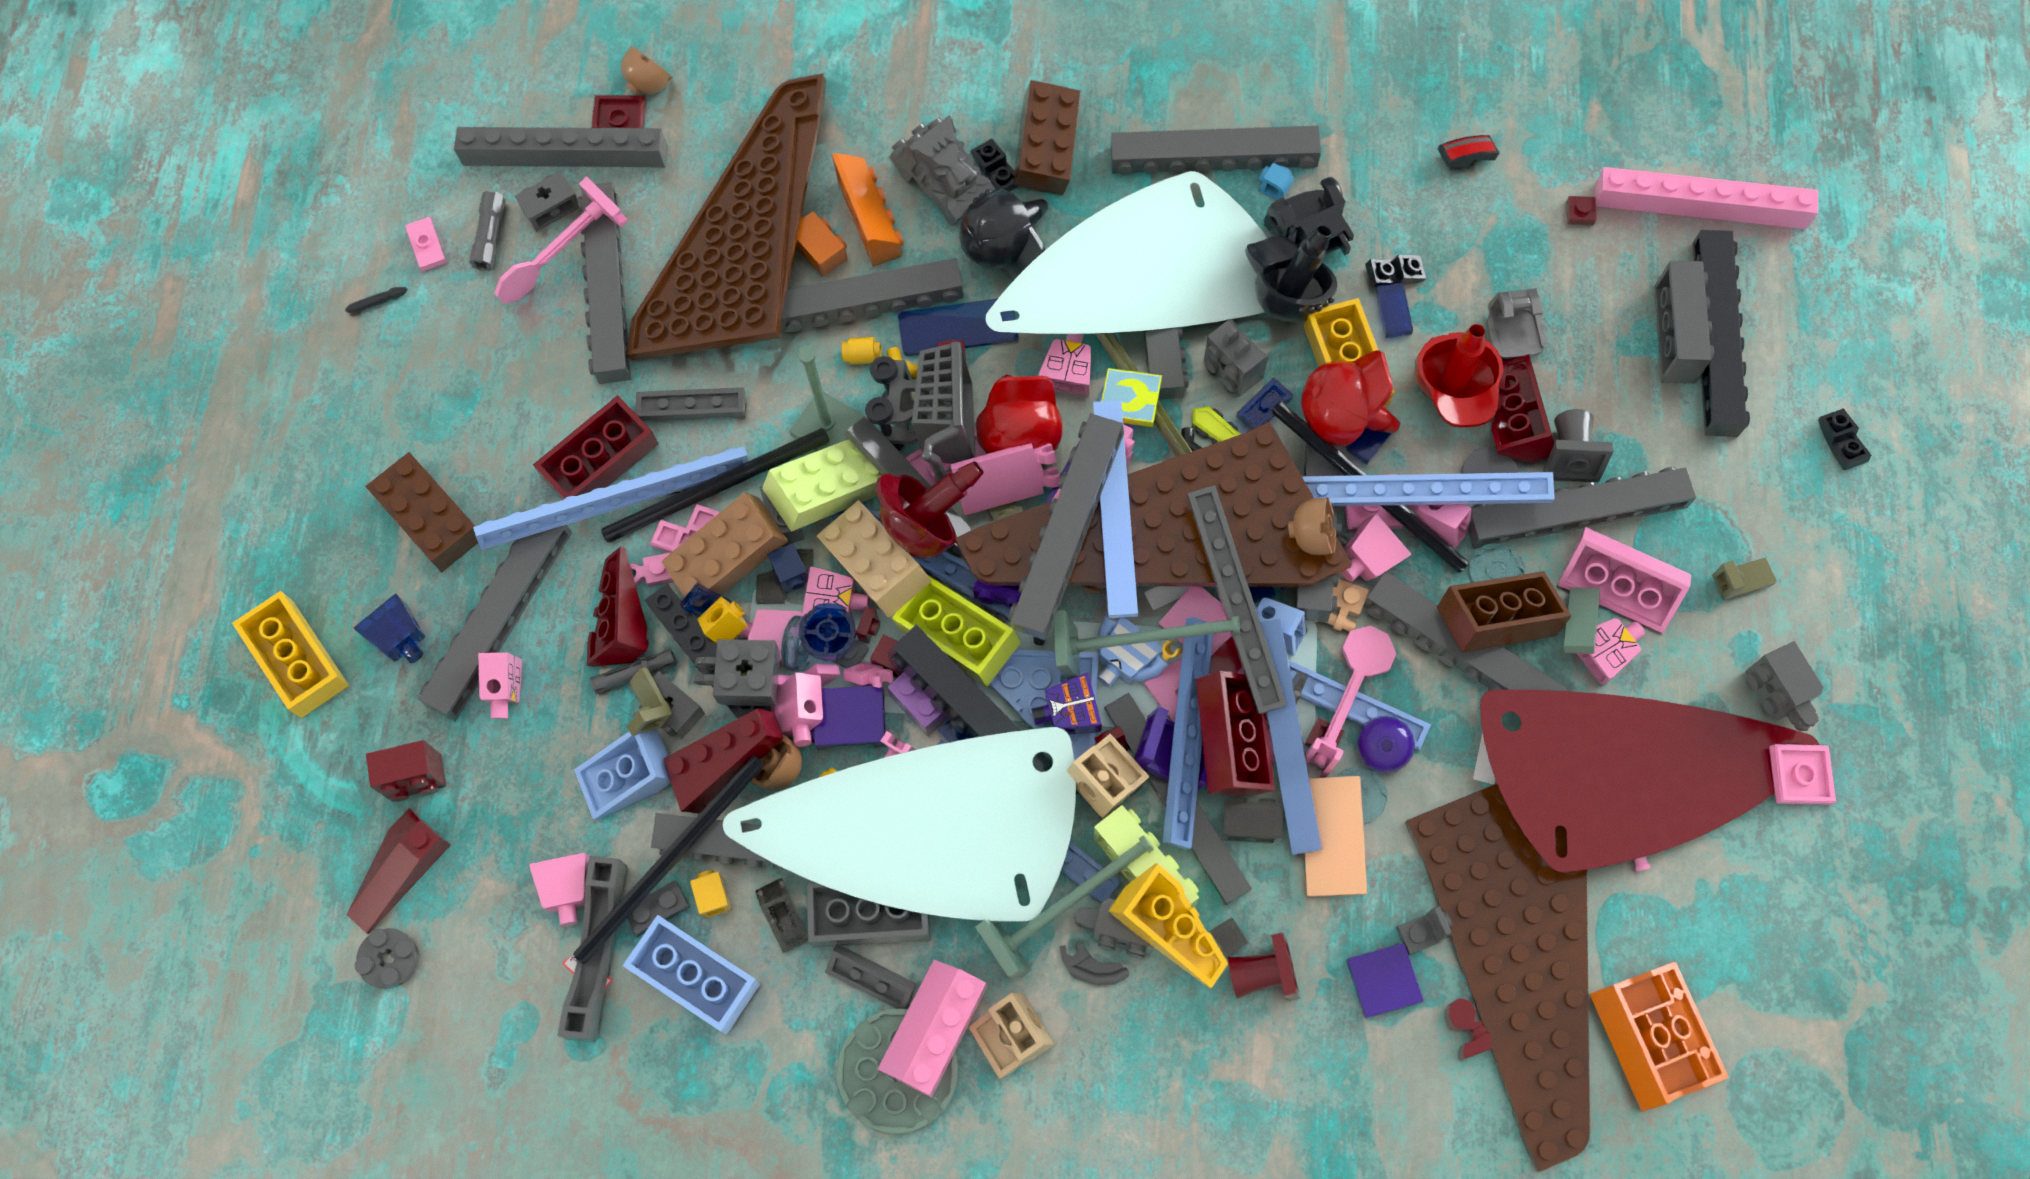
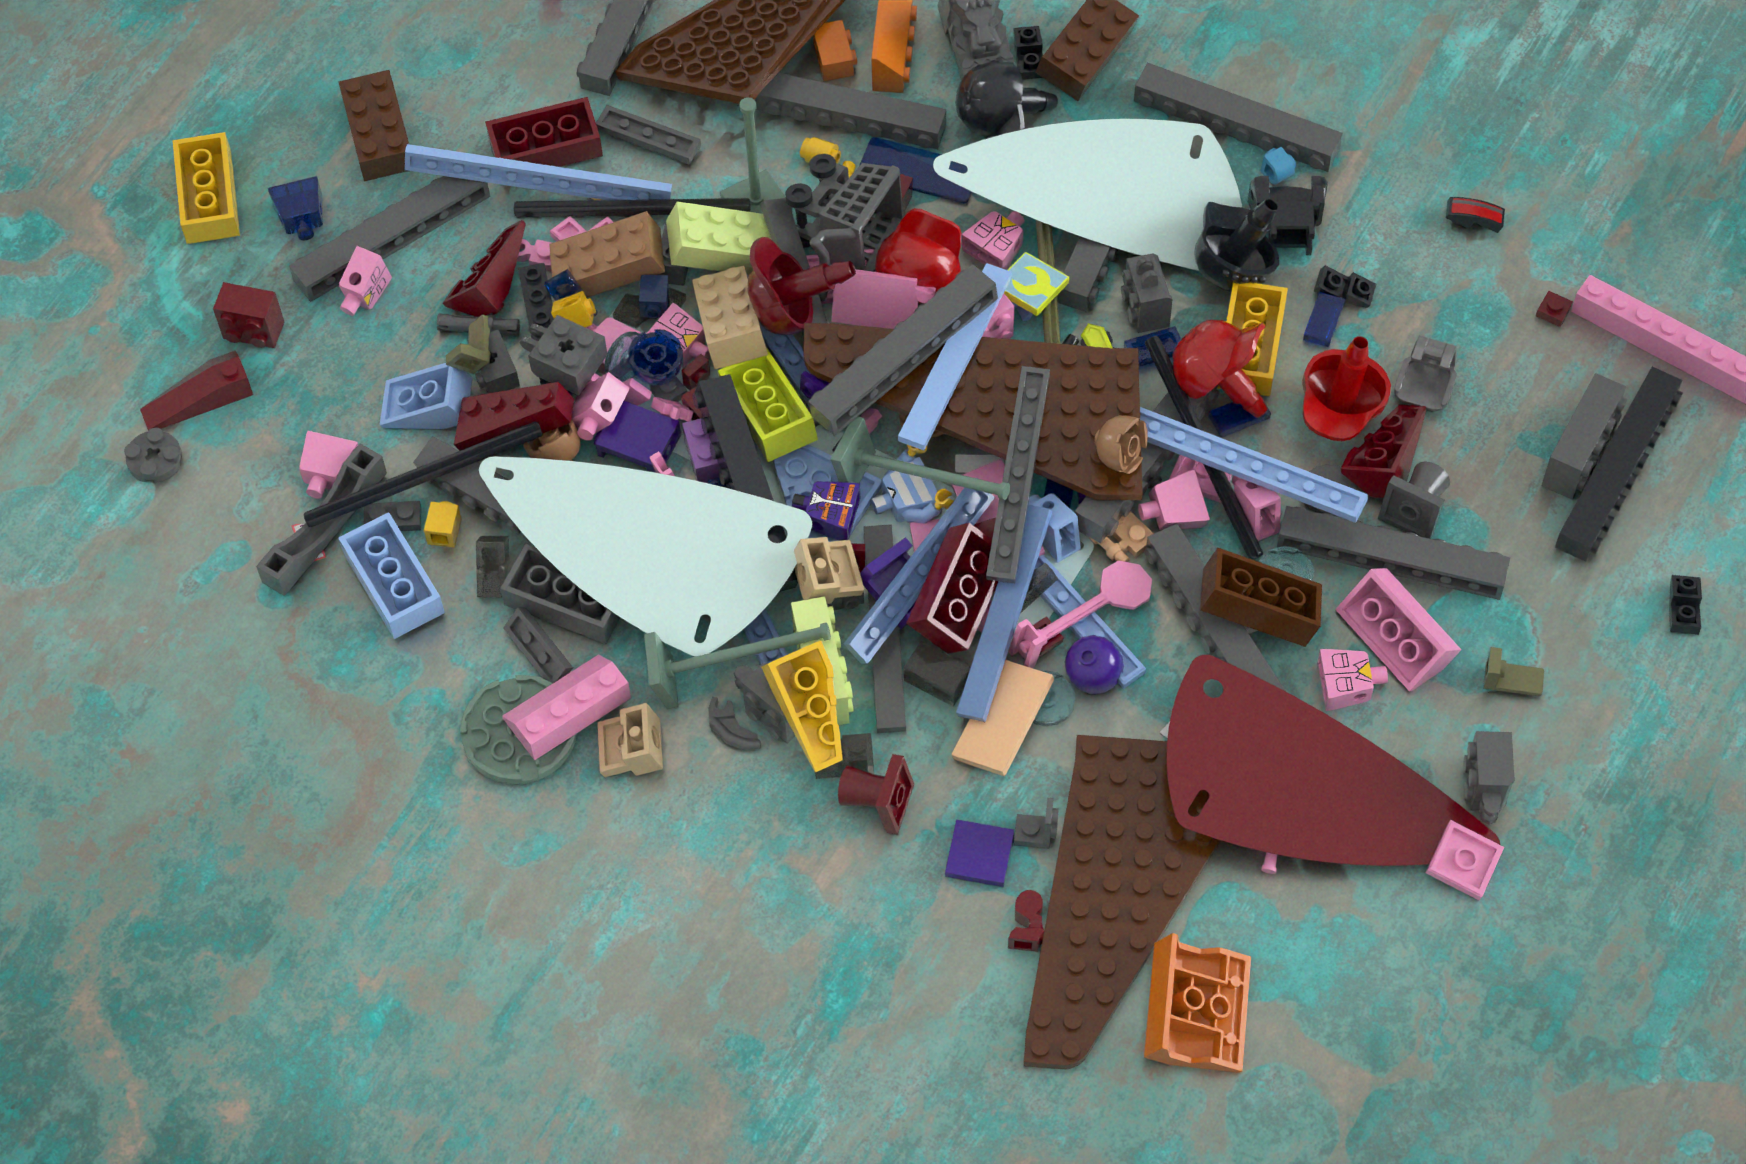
camera: 25 degrees right, 10 degrees down
(1582, 625) = (1332, 639): sand green tile -> none

